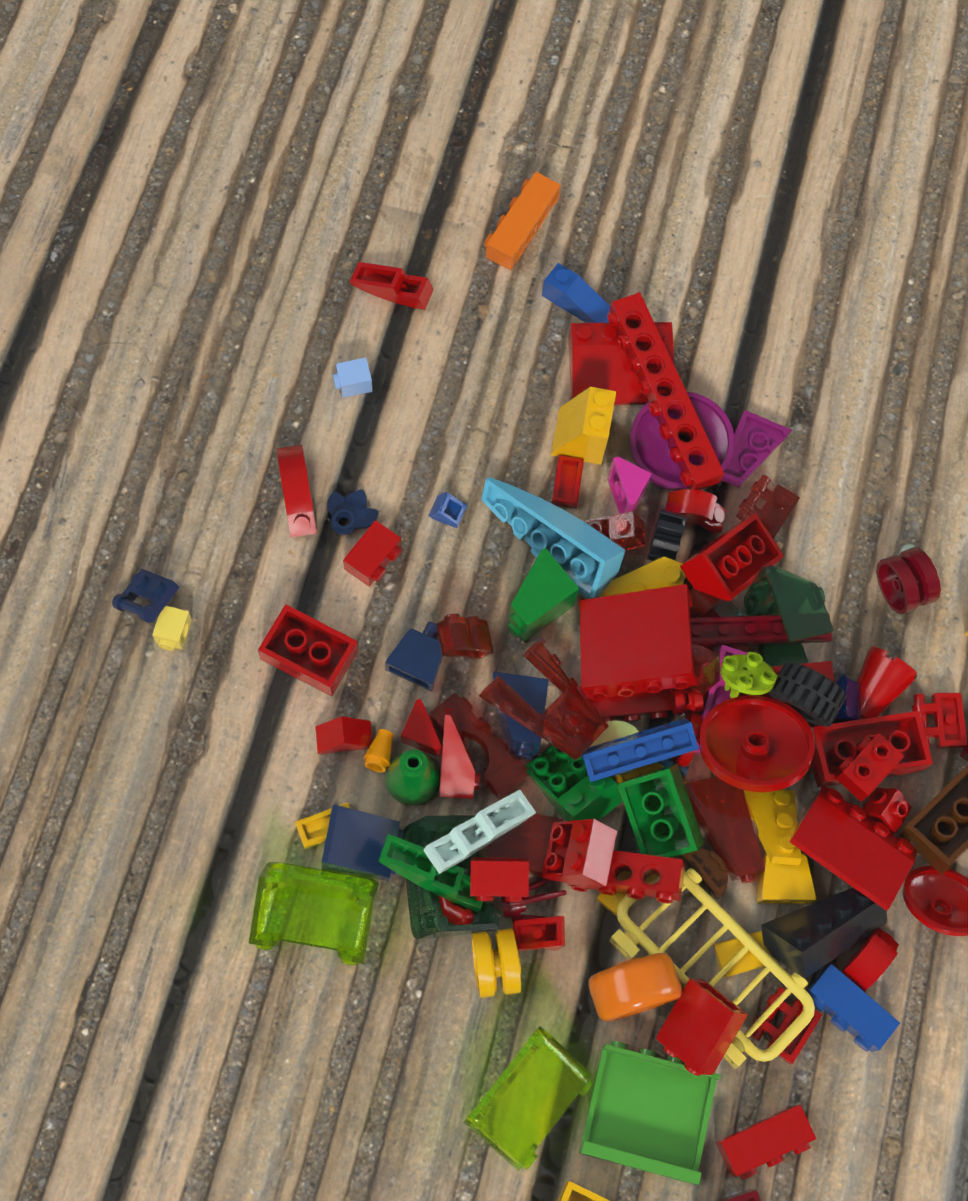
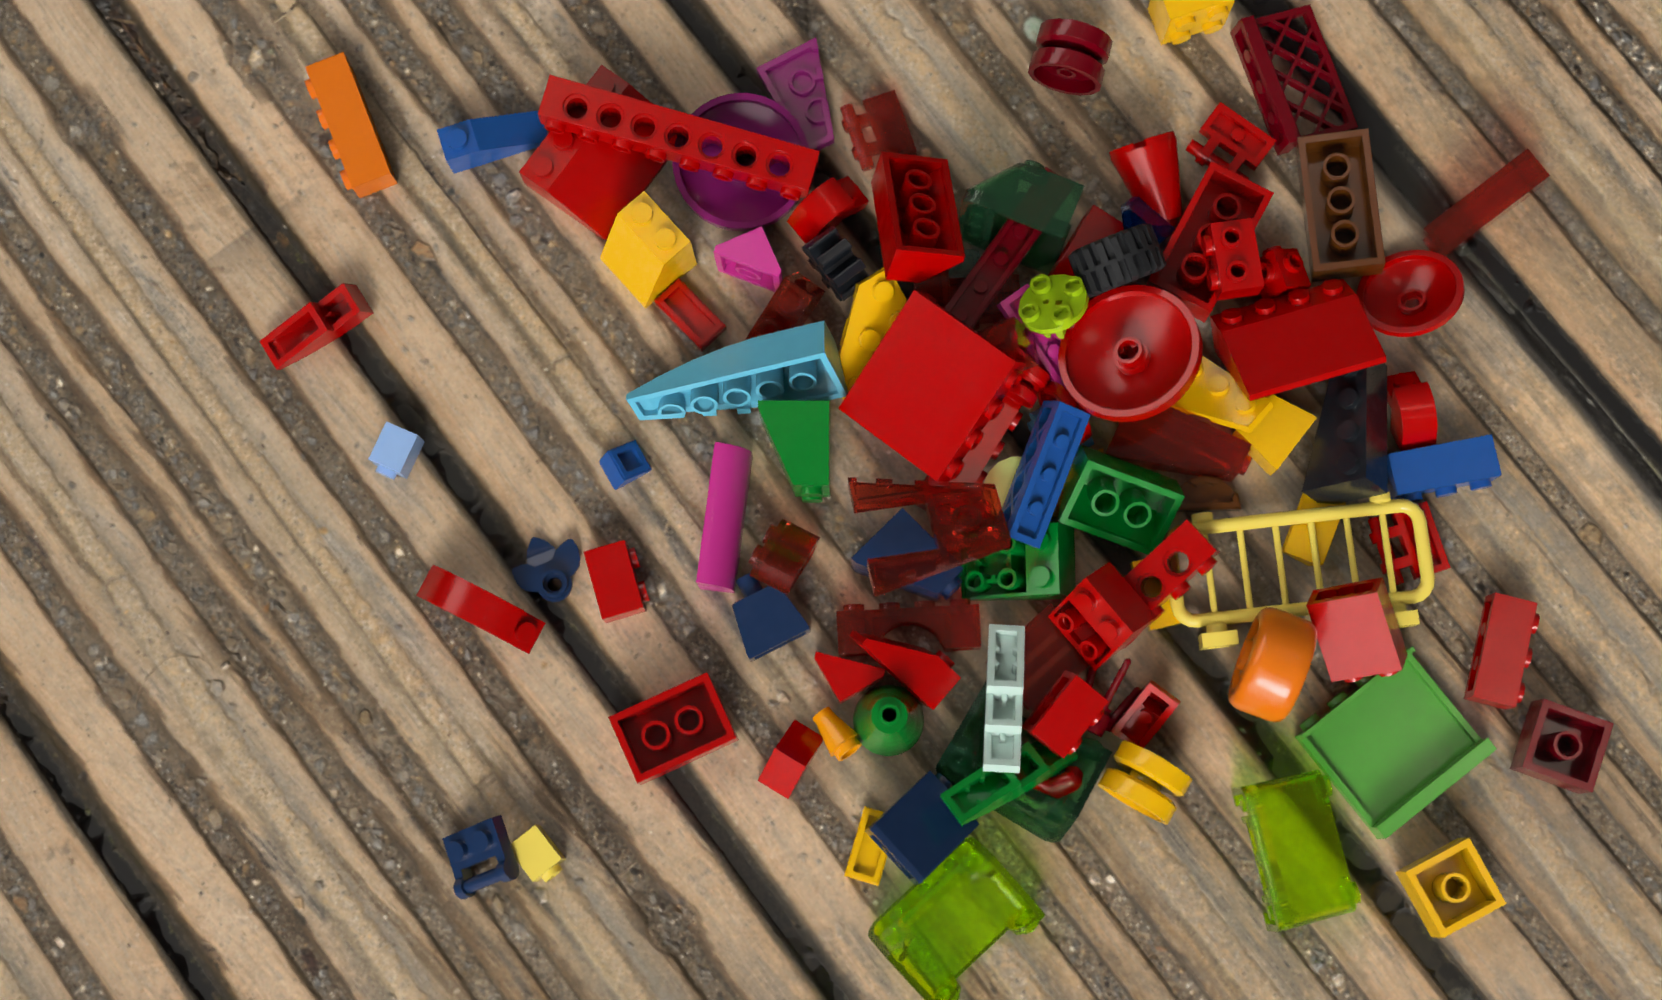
camera: 40 degrees left, 10 degrees up
(460, 586) = (724, 518): none -> dark pink brick

